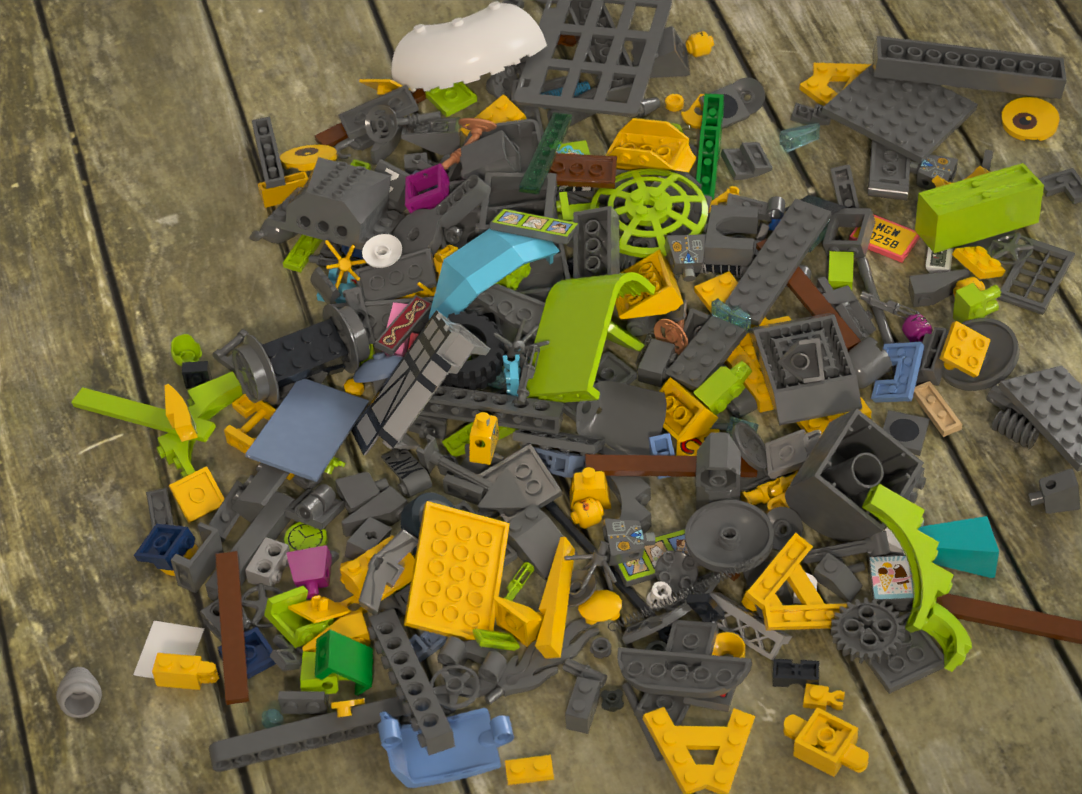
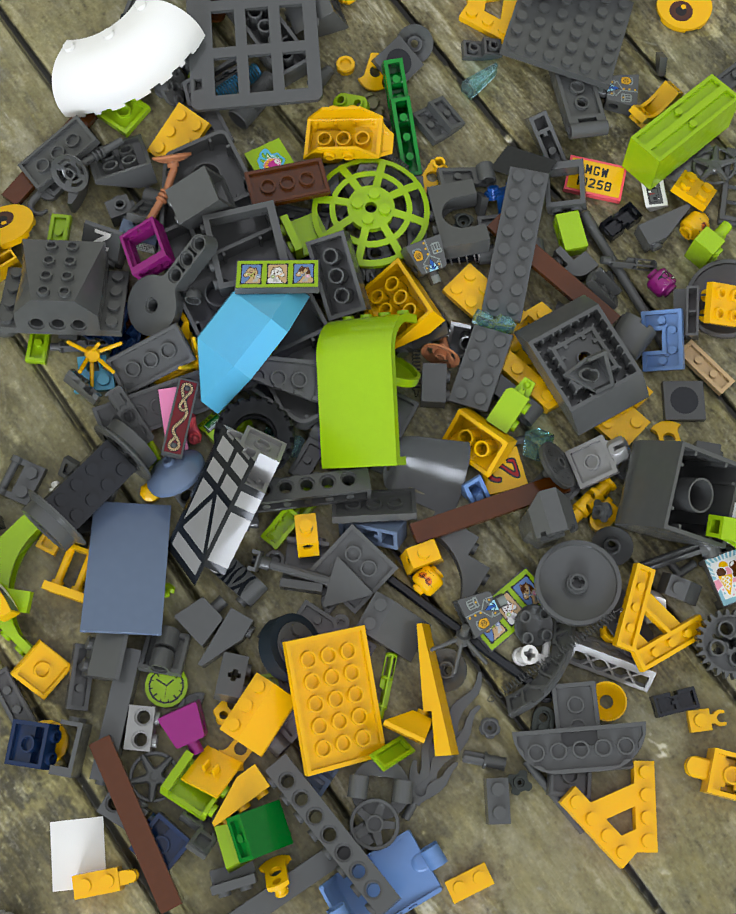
camera: 25 degrees left, 25 degrees up
(272, 718) = (209, 904): clear light blue plate -> none
(379, 245) = (122, 330): white dish -> none
(381, 85) = (54, 123): yellow piece -> none
(385, 570) = (267, 721): dark grey plate -> none
(445, 252) = (195, 323): yellow tile -> none
(512, 377) = (311, 455): medium azure plate -> none
(518, 346) = (306, 421): dark grey plant -> none
(527, 373) = (326, 450): dark grey piece -> none
(545, 153) = (252, 176): clear green tile -> none
(601, 607) = (478, 683): yellow dish -> none
(705, 607) = (579, 668): black hinge -> none
(778, 492) = (601, 510): none -> dark grey plate
(888, 278) = (615, 225): none -> black piece

